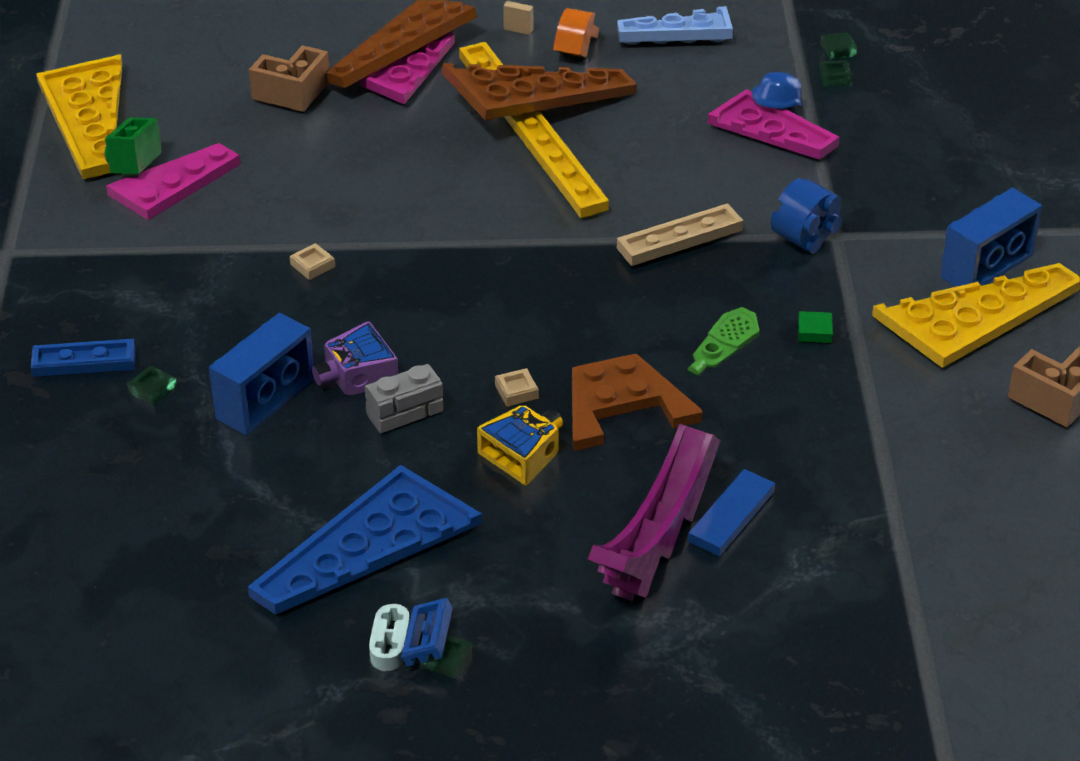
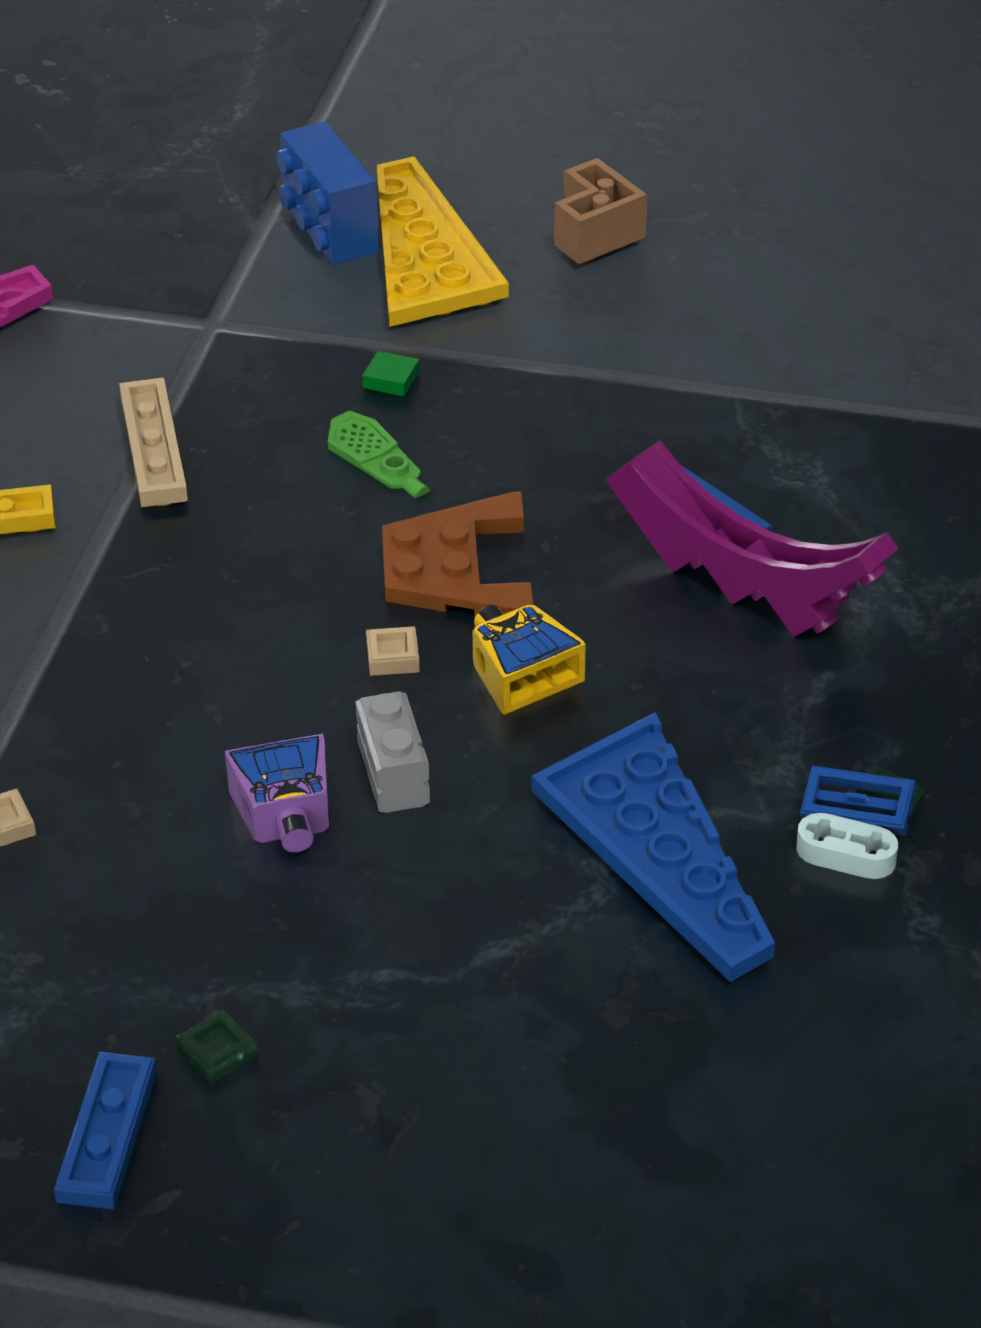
camera: 75 degrees left, 0 degrees up
(262, 373) = (295, 883): blue brick -> none
(807, 214) = (200, 314): blue brick -> none

